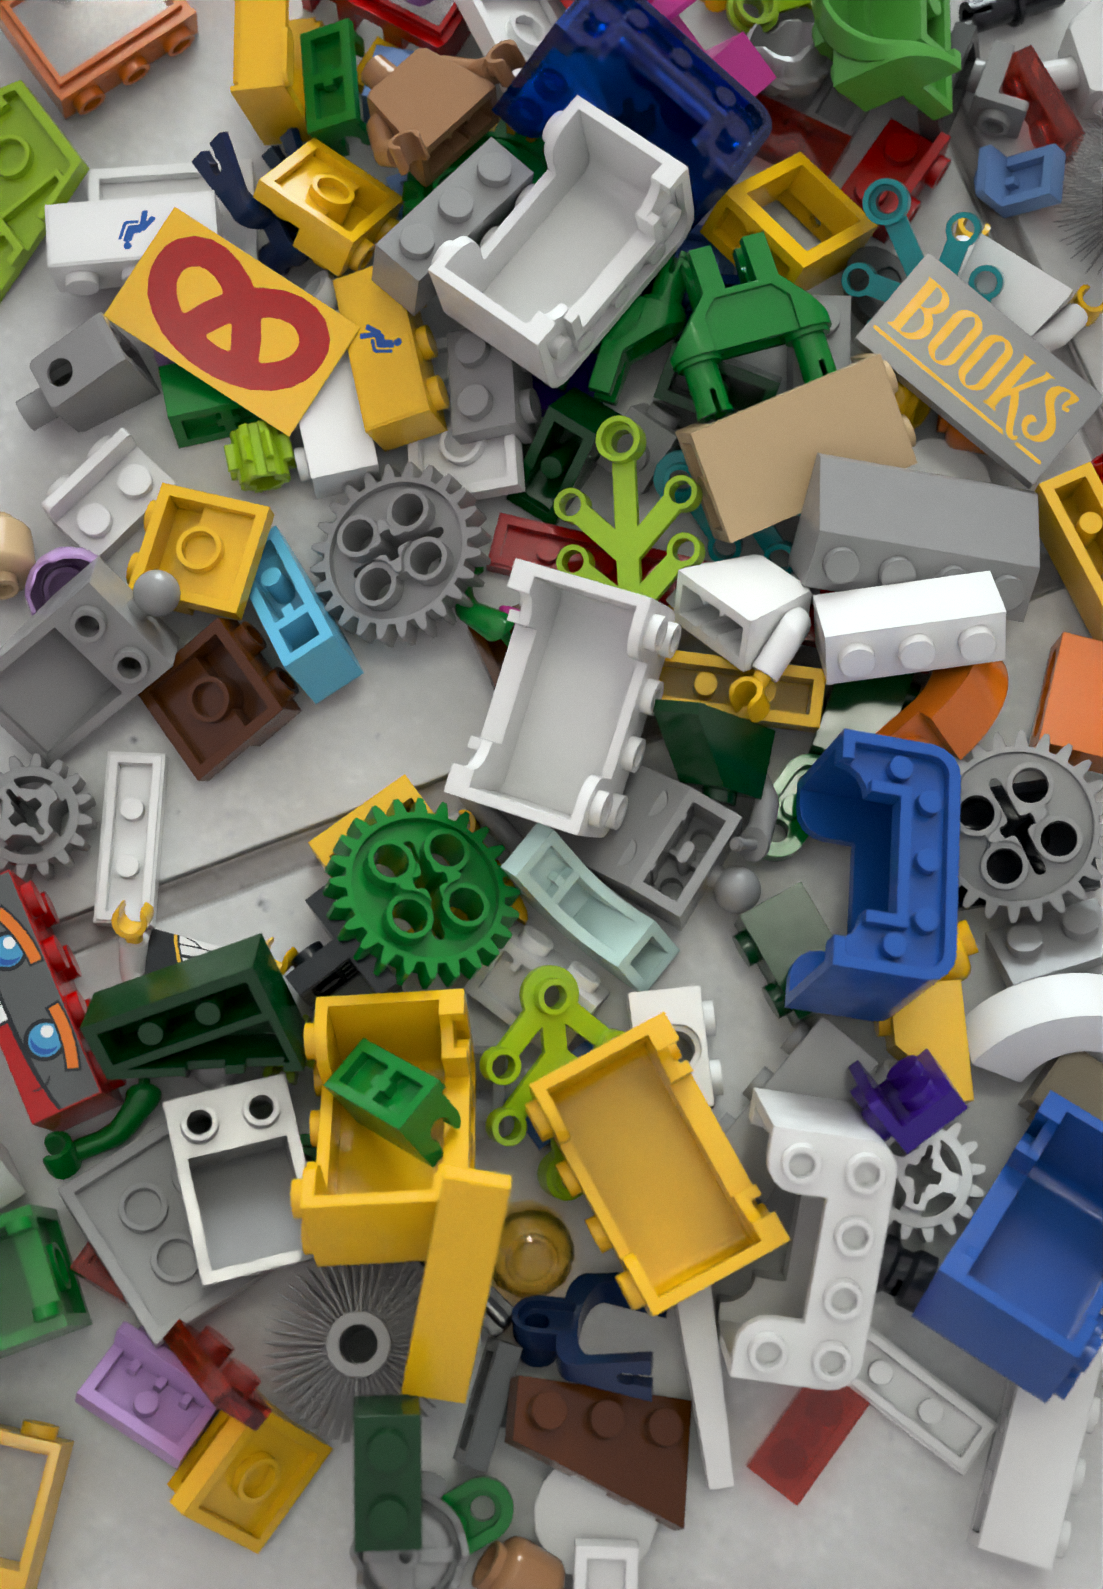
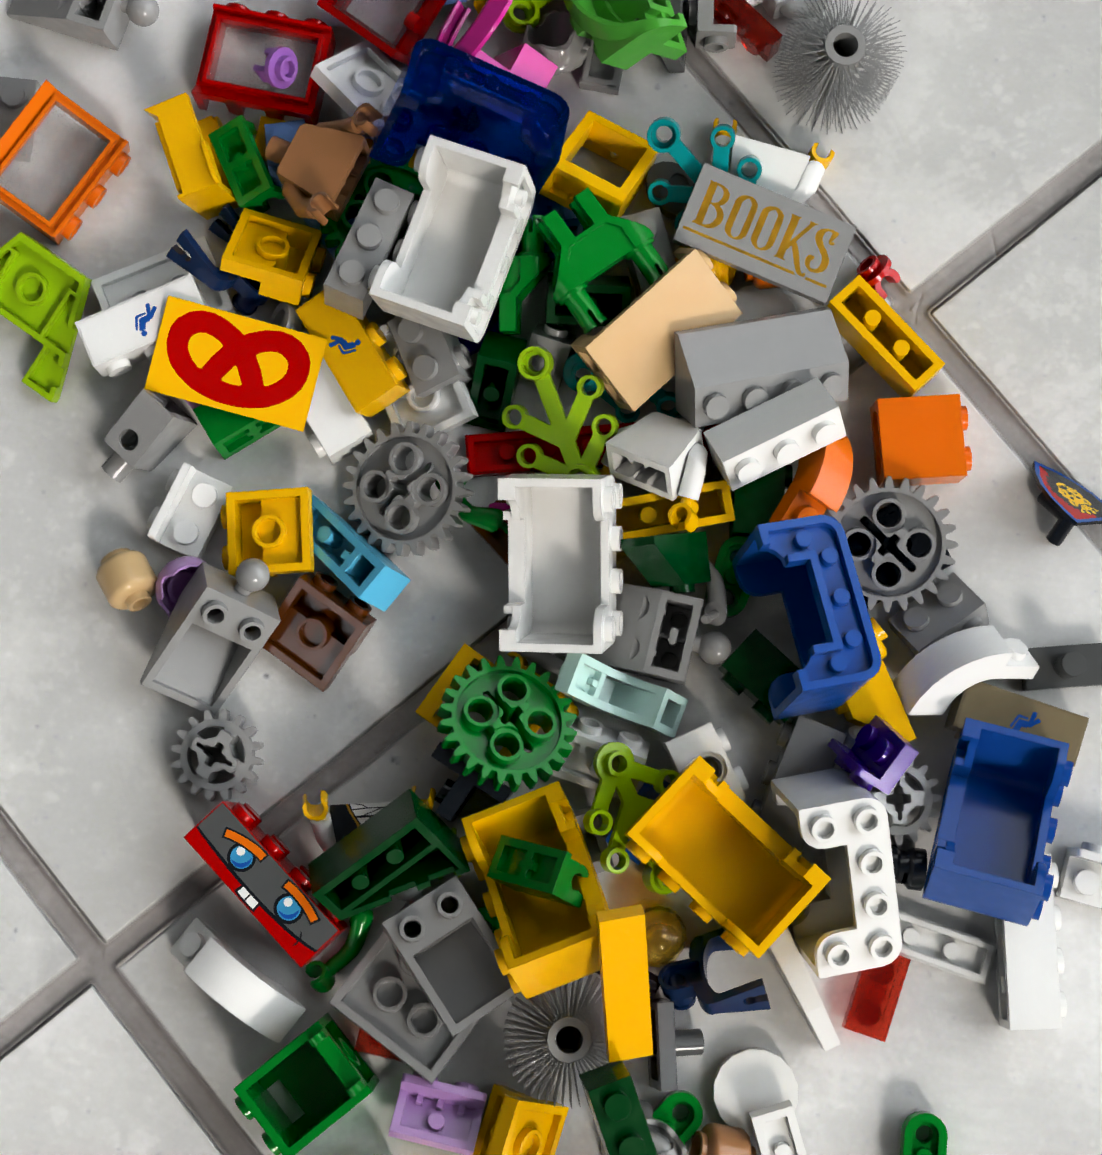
camera: 20 degrees left, 5 degrees up
(131, 834) = (289, 744): white tile -> none
(222, 1379) = (488, 1092): clear red plate -> none
(259, 457) = (285, 450): lime gear -> none
(607, 1439) = (748, 1043): reddish brown wing -> none
(799, 132) = (586, 96): clear red plate -> none
(900, 156) = (657, 95): red bracket -> none
(1021, 180) = (747, 81): medium blue bracket -> none

